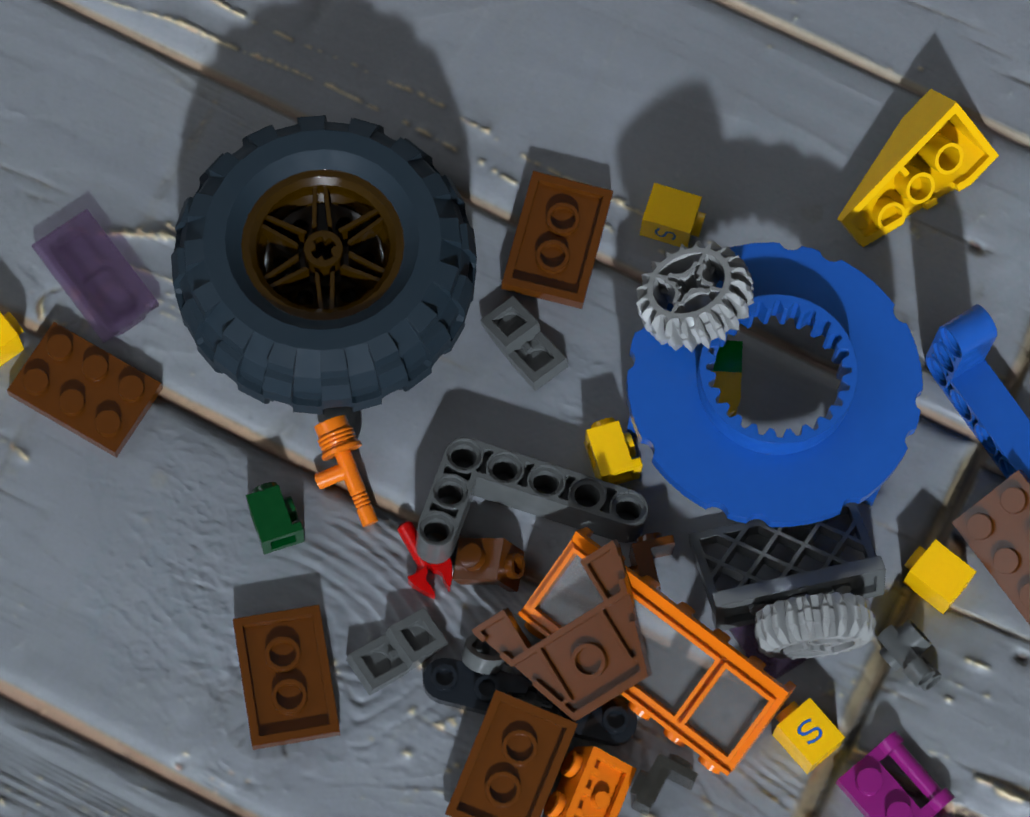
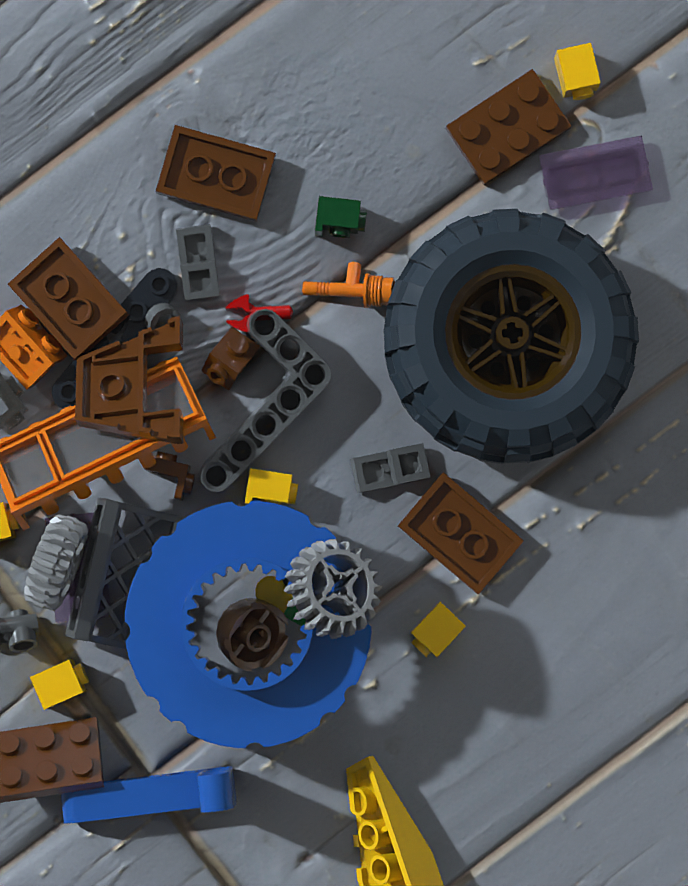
camera: 120 degrees right, 15 degrees up
(777, 394) = (252, 633): none -> medium nougat cylinder

